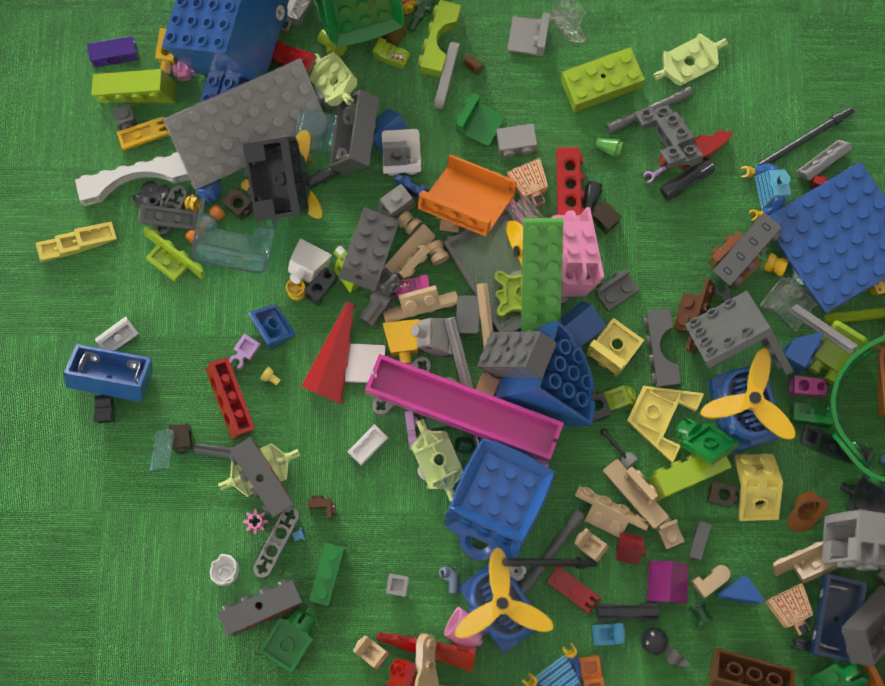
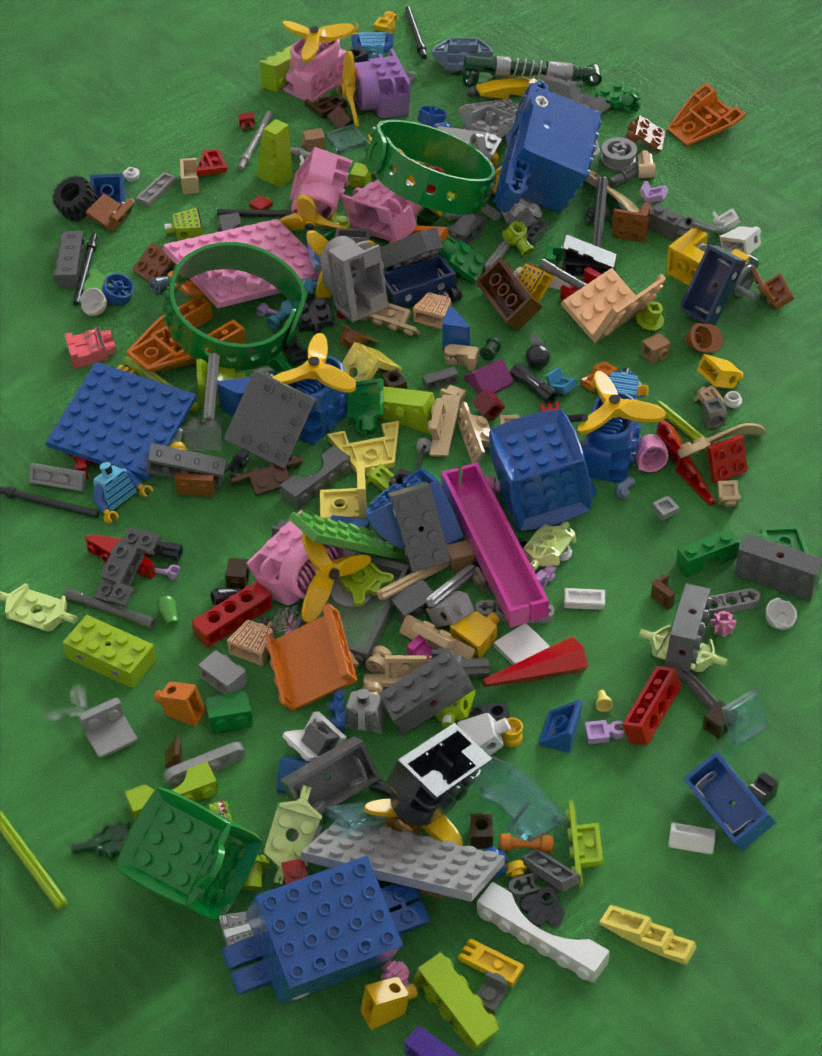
camera: 130 degrees left, 30 degrees down
(511, 92) = (181, 702): none -> orange torso

